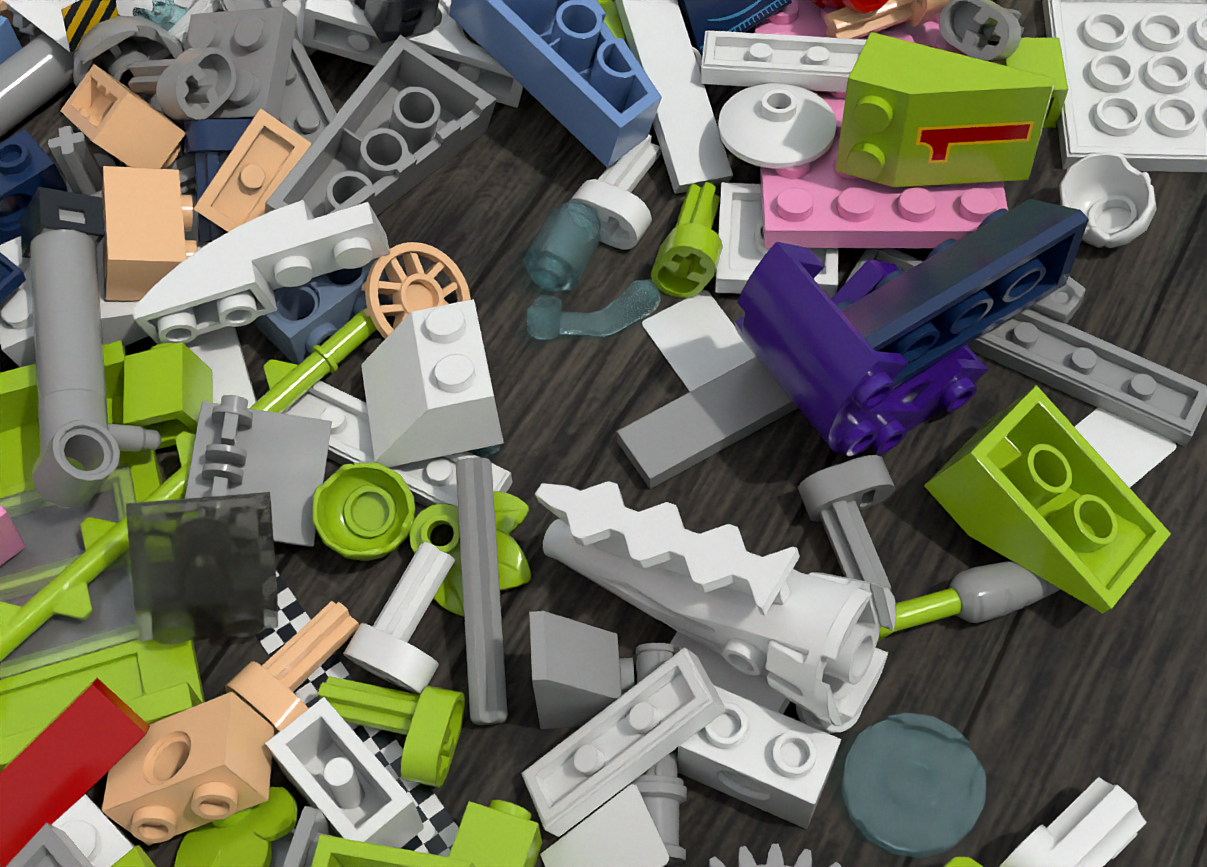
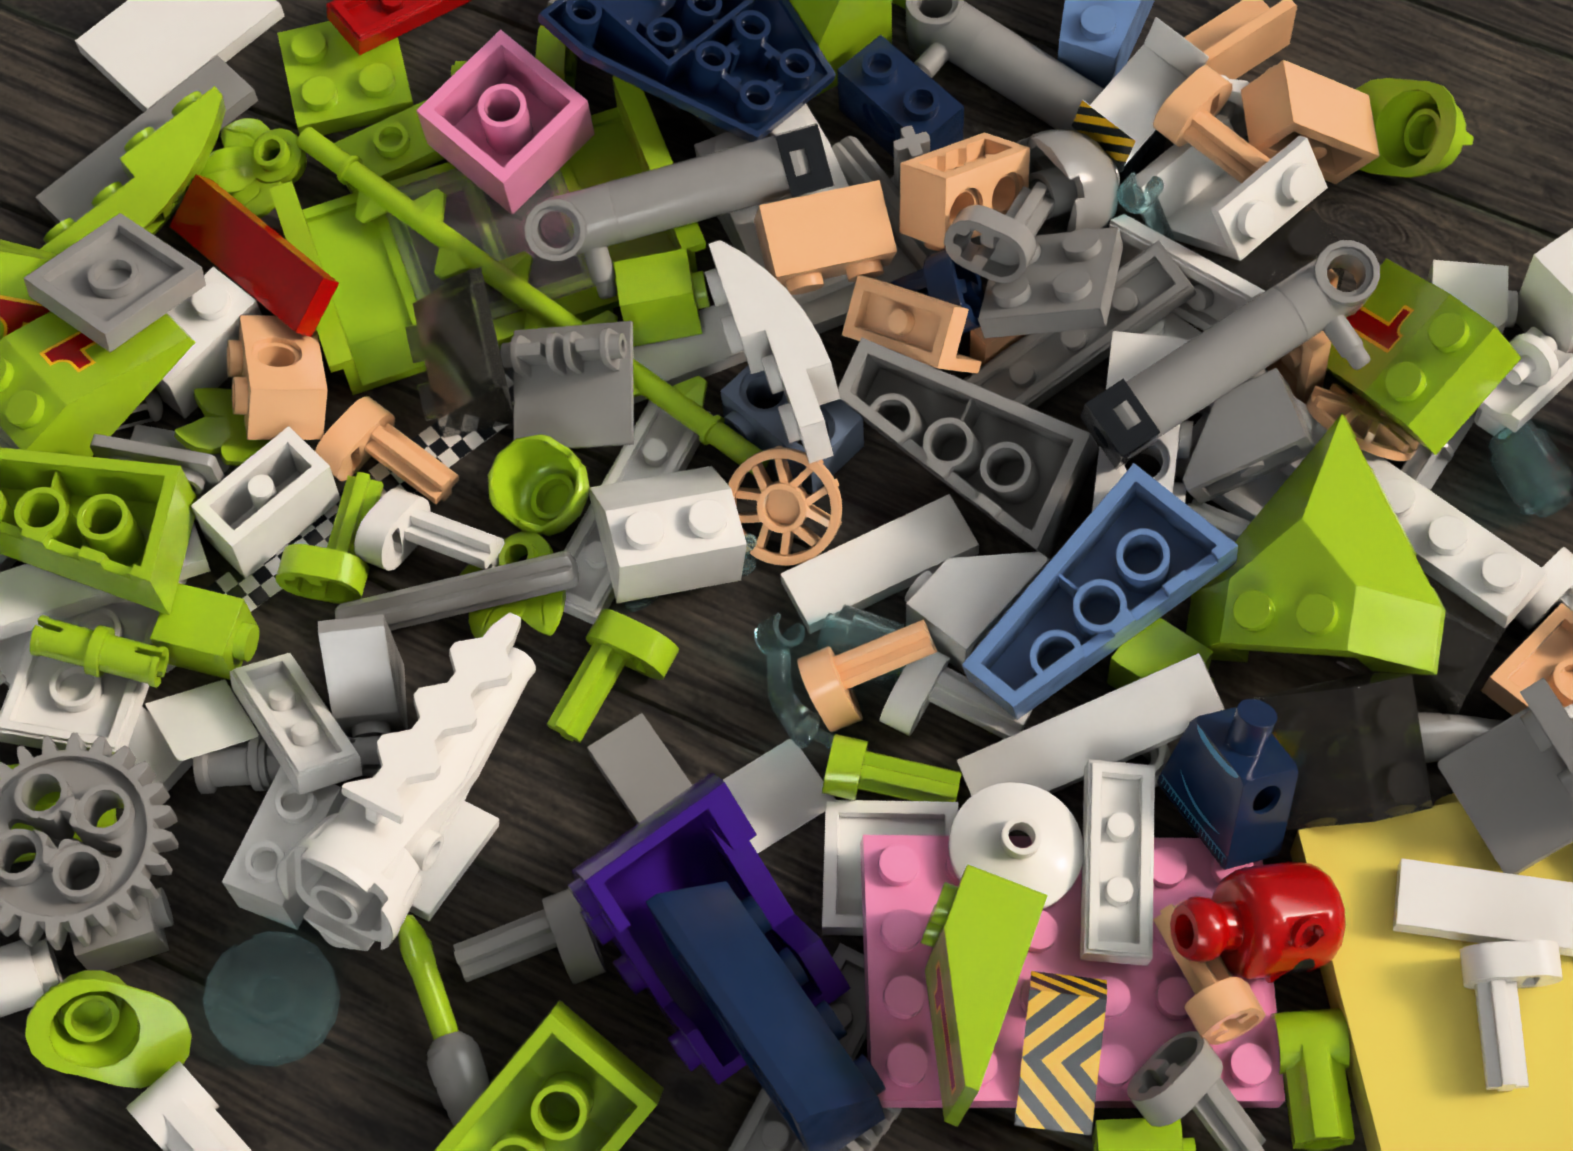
camera: 90 degrees right, 5 degrees up
(478, 244) = (879, 562): none -> white tile
(532, 166) = (969, 598): none -> white slope
(544, 451) = (614, 644): none -> lime piece
(603, 262) = (832, 676): none -> light nougat piece

